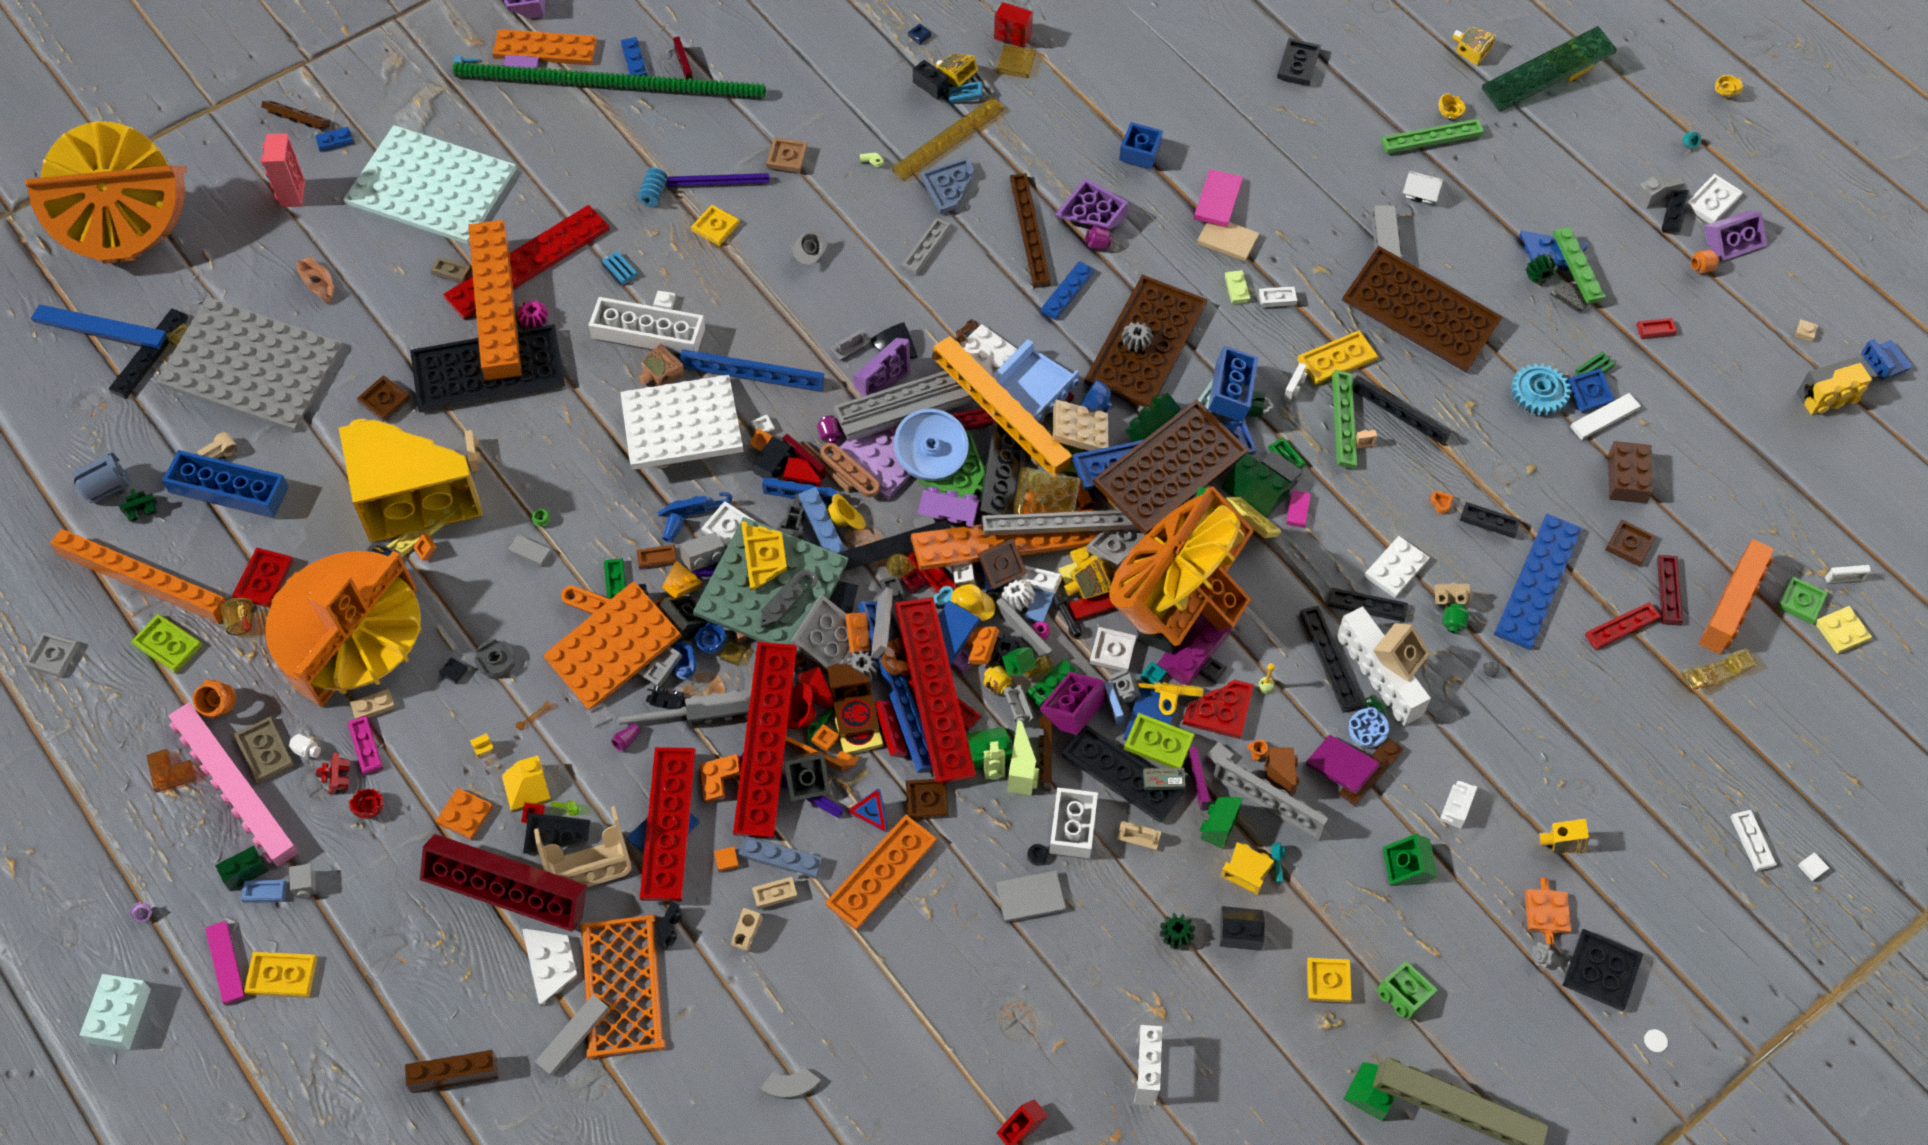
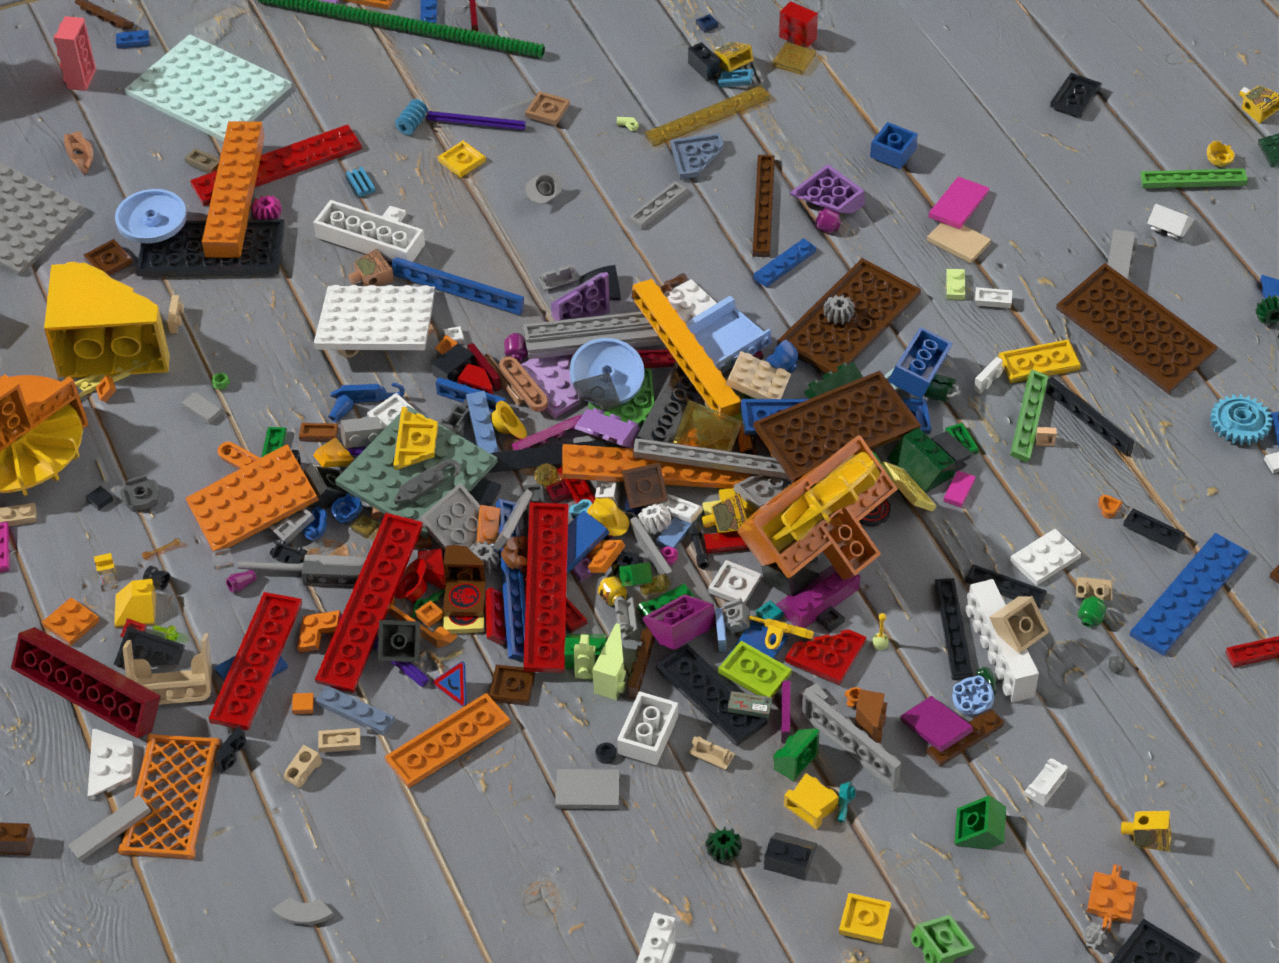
camera: 15 degrees right, 10 degrees down
(417, 345) = (150, 216): none -> light blue dish
(536, 748) = (160, 578): none -> black wheel
(893, 515) = (542, 436): none -> dark pink plate
(929, 466) = (598, 390): none -> clear smoke tile

